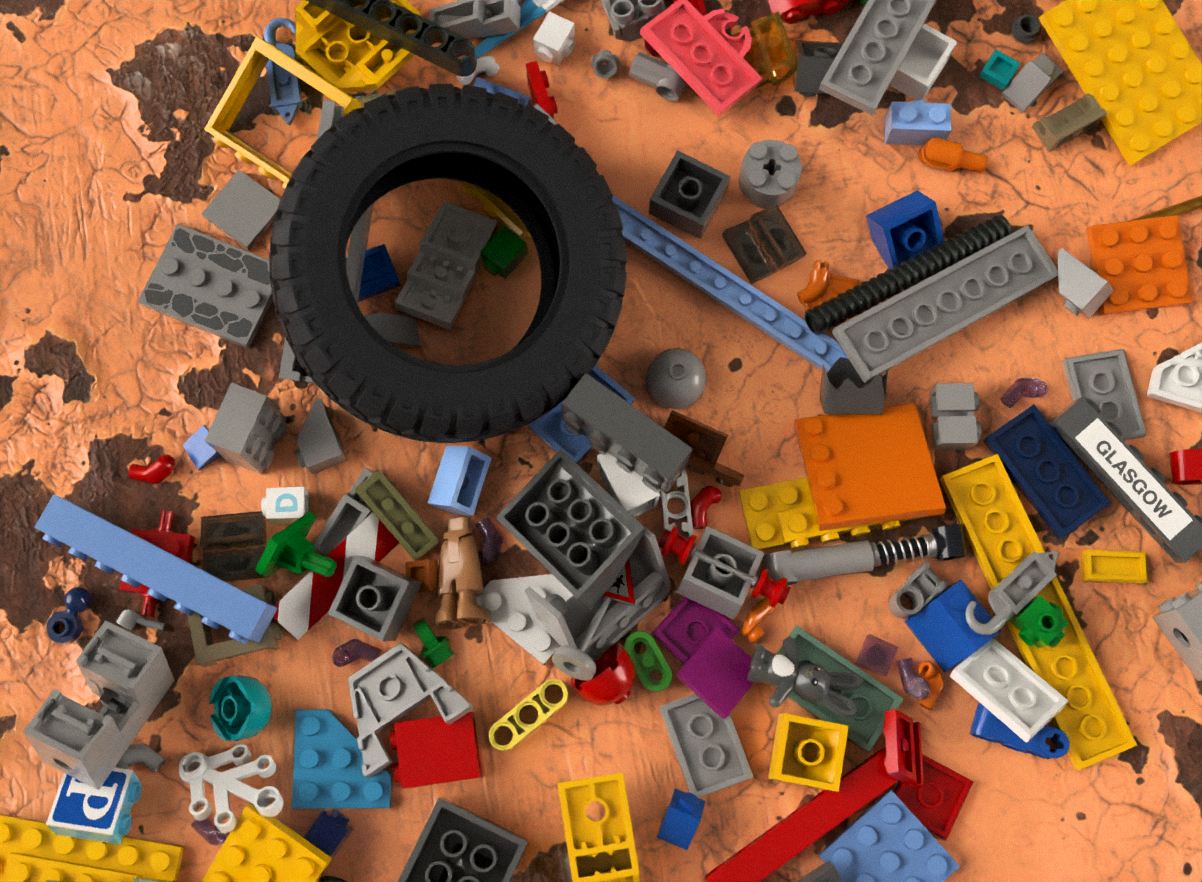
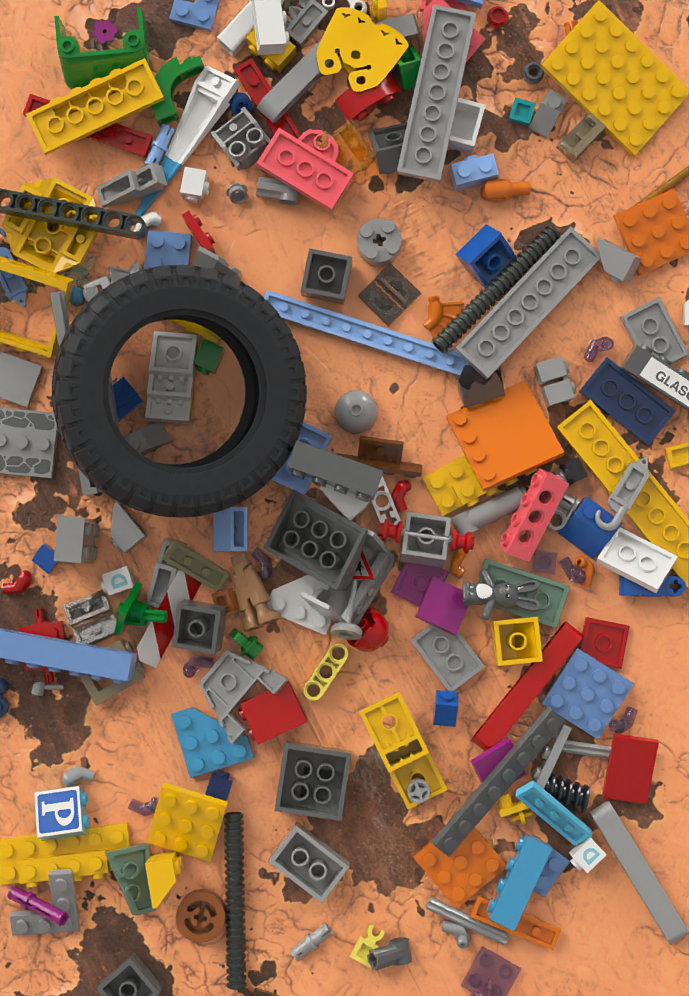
camera: 10 degrees left, 10 degrees up
(130, 681) = (57, 730): light grey piece -> none
(228, 782) = (143, 775): white plant -> none
(240, 707) = (134, 724): teal cylinder -> none
(649, 661) = (394, 611): bright green plate -> none
(896, 581) = (535, 526): none -> coral brick
(903, 748) = (577, 619): red plate -> none
(1040, 623) = (639, 507): green brick -> none

